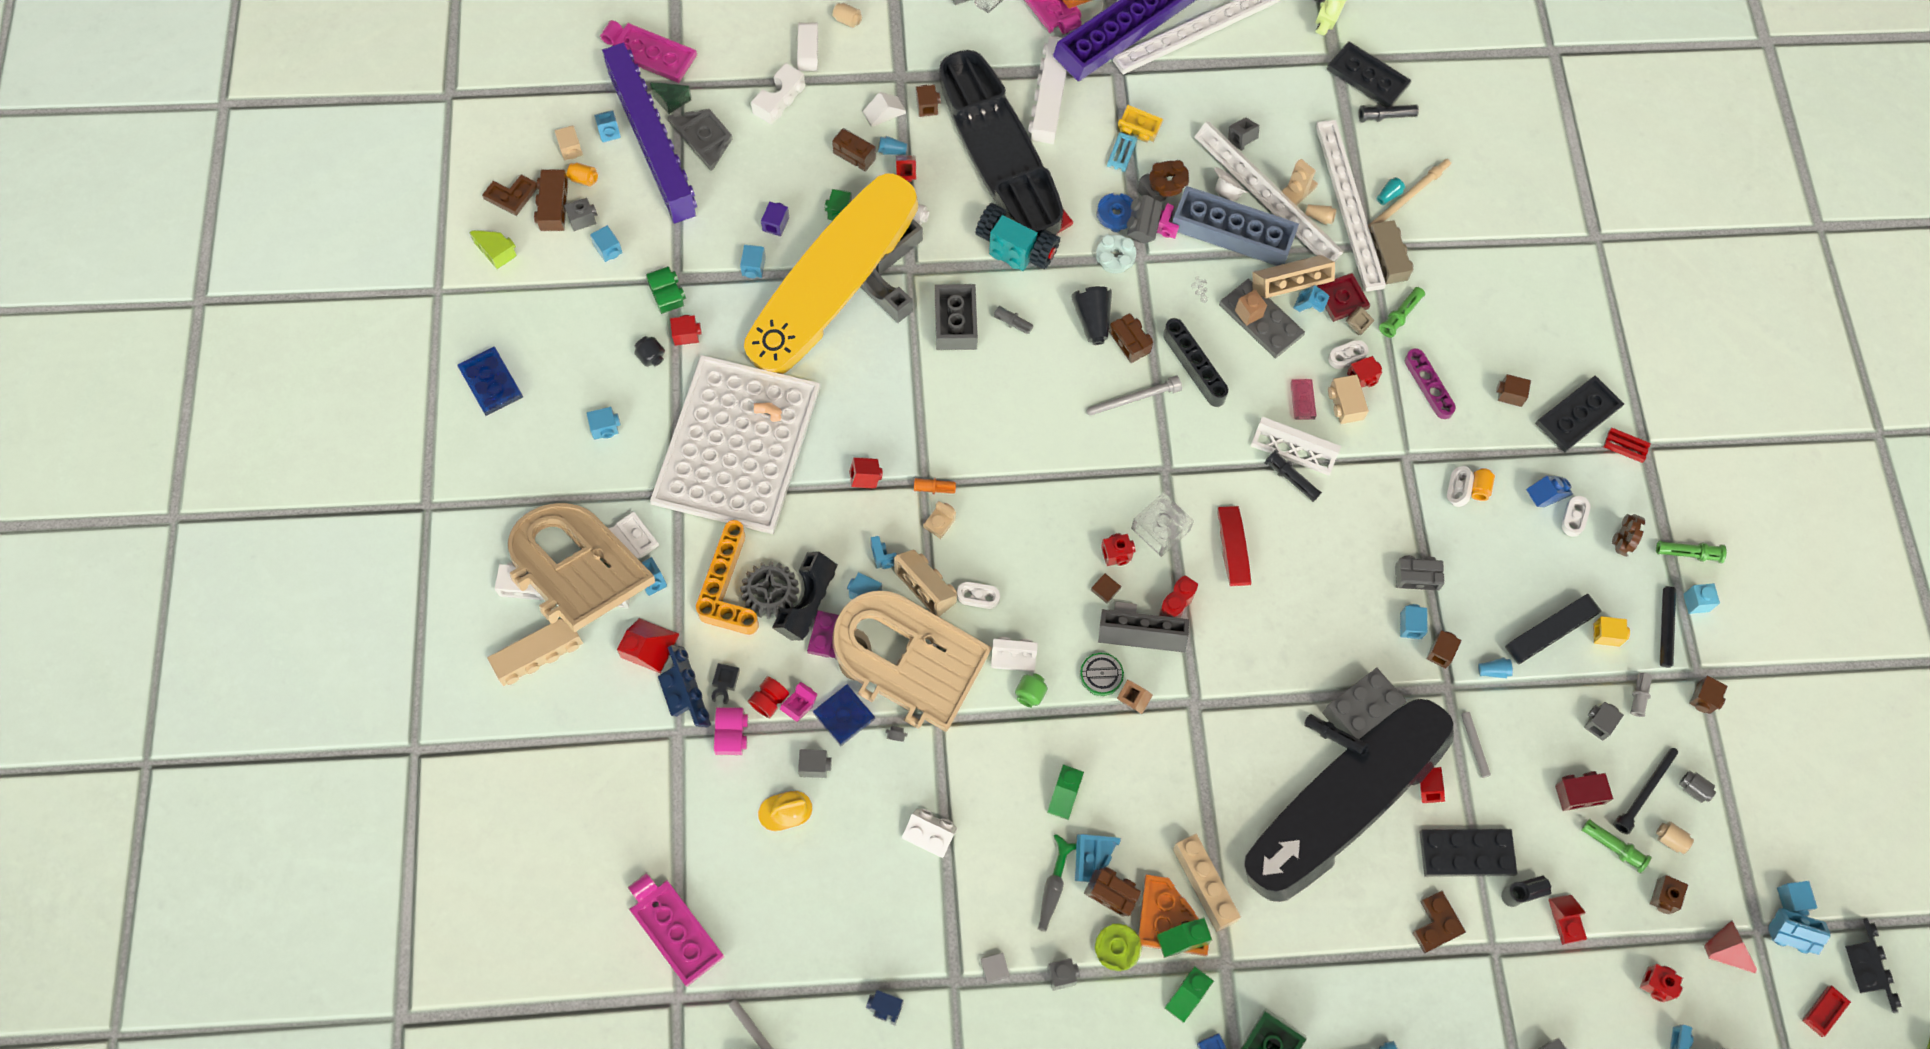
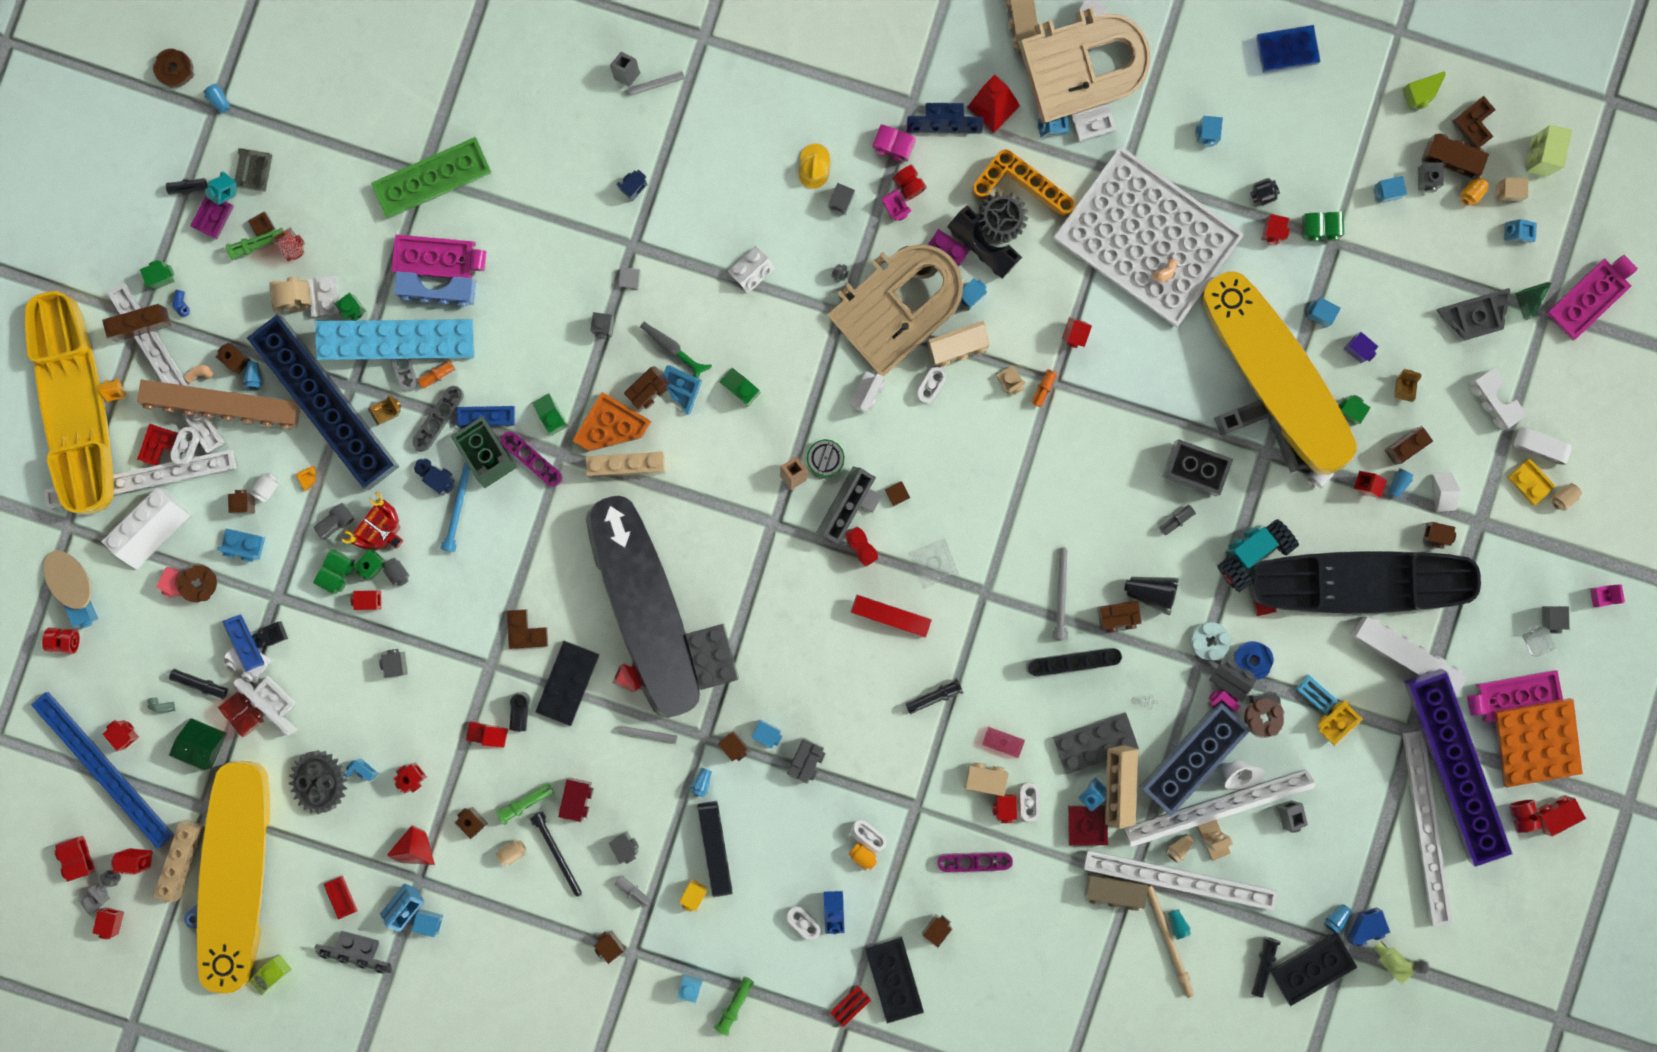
camera: 120 degrees right, 20 degrees up
(520, 122) = (1549, 150): none -> yellowish green brick
(650, 133) = (1496, 263): dark purple brick -> none
(674, 929) = (755, 48): dark pink hinge -> none
(725, 679) = (939, 155): black plate -> none
(796, 170) = (1407, 385): none -> pearl gold bracket
(843, 715) = (873, 238): clear blue plate -> none
(844, 47) = (1531, 481): none -> yellow plate
(880, 554) = (1001, 318): dark azure bracket -> none
(1031, 690) = (833, 394): bright green head -> none
(1118, 549) = (930, 511): red brick -> none
(1118, 947) = (605, 376): lime tile -> none
(1184, 937) = (589, 426): green slope -> none
(1250, 307) = (1104, 731): medium nougat brick -> none
(1251, 997) = (531, 459): none -> magenta beam
(1297, 439) = (966, 717): white fence -> none
(1309, 45) = (1368, 926): none -> blue slope
(1315, 70) = (1337, 920): none -> dark azure cone
(1329, 731) = (697, 620): black pin -> none
(1359, 320) = (1058, 828): dark tan tile -> none
(1397, 317) = (1048, 862): bright green pin -> none
(1629, 534) = (766, 954): reddish brown plate -> none
(1668, 627) = (679, 948): black axle -> none
(1697, 786) = (541, 894): dark grey brick -> none

